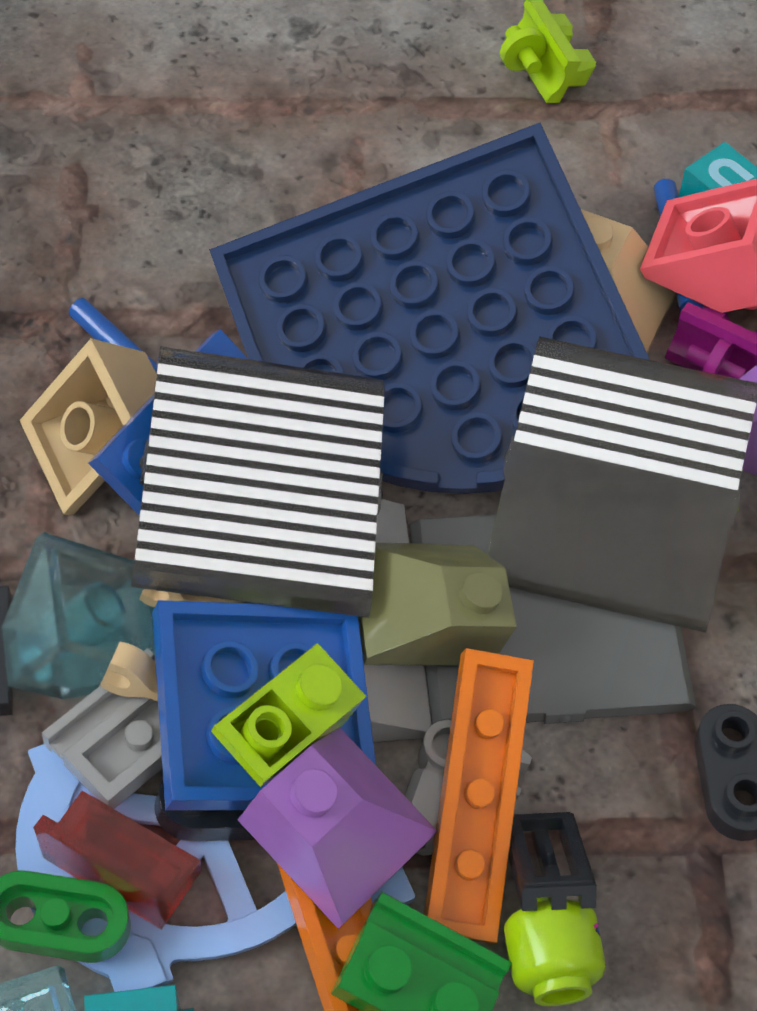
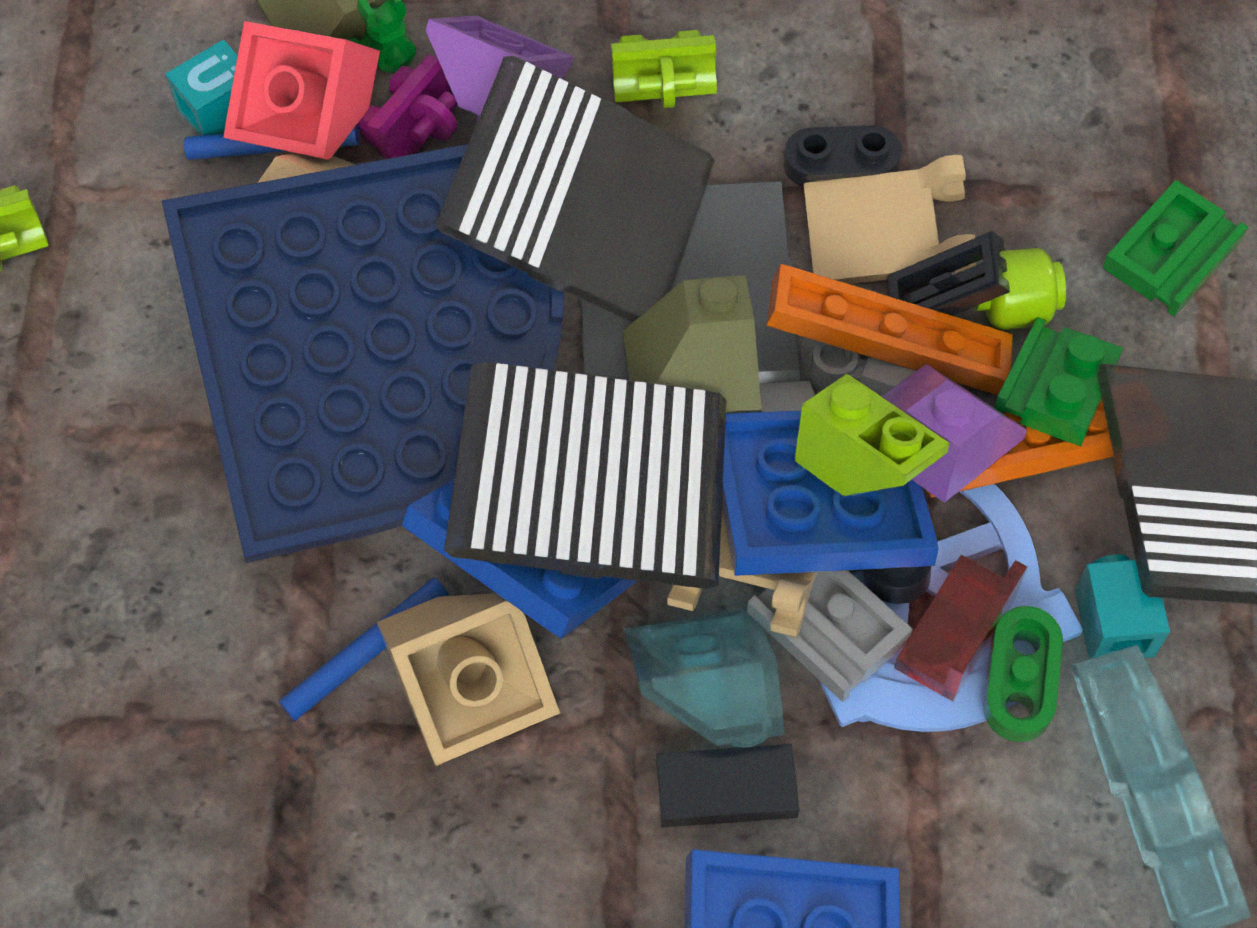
camera: 85 degrees left, 5 degrees up
(645, 808) = (881, 221): none -> tan flag

